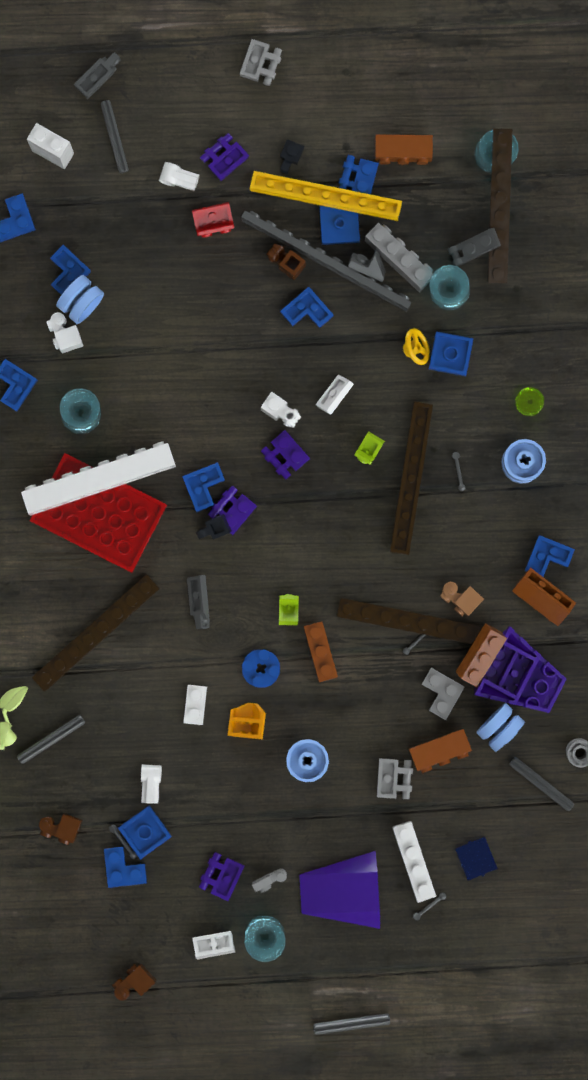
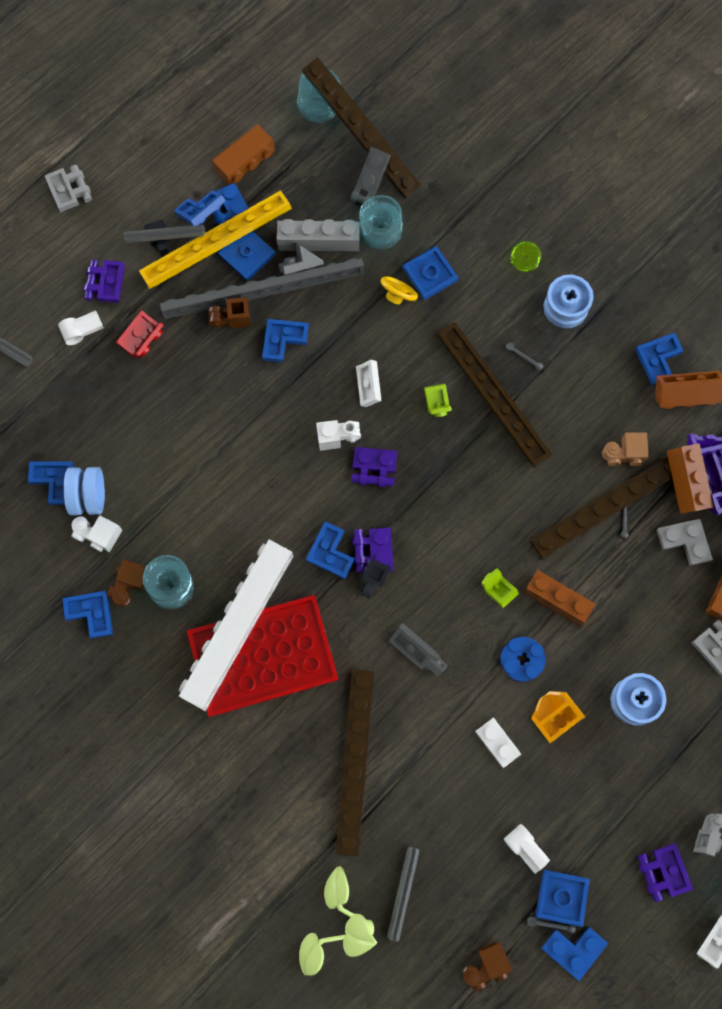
camera: 40 degrees left, 10 degrees down
(59, 382) = (127, 576): none -> reddish brown brick
(294, 160) = (164, 233): none -> dark grey axle
(331, 165) = (196, 213): none -> blue plate

